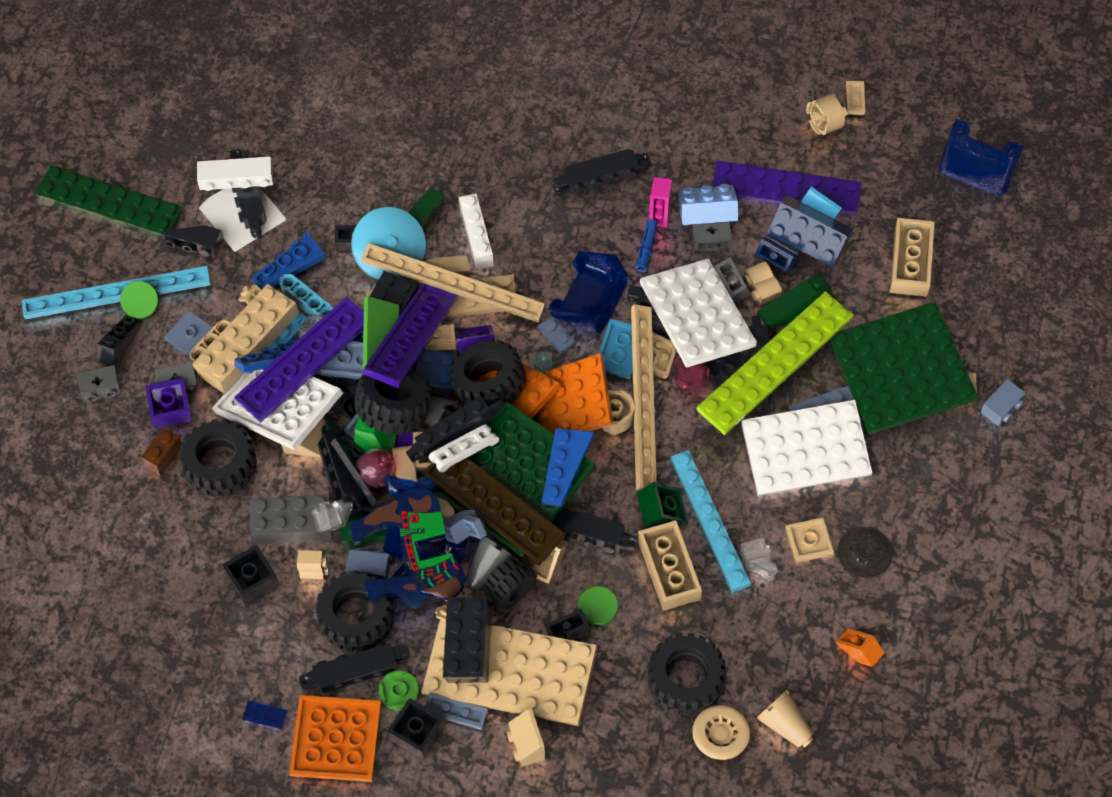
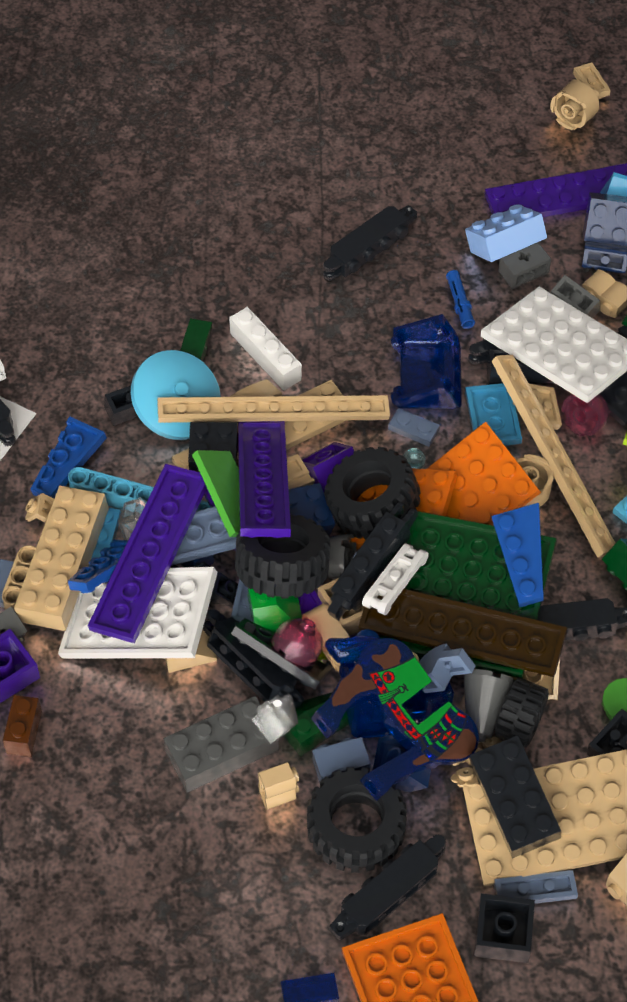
camera: 25 degrees left, 5 degrees down
(211, 436) = (92, 677): black tyre -> none
(250, 574) = (207, 827): black brick -> none
(397, 689) = (454, 892): bright green tile -> none
(660, 201) = (457, 244): dark pink brick -> none

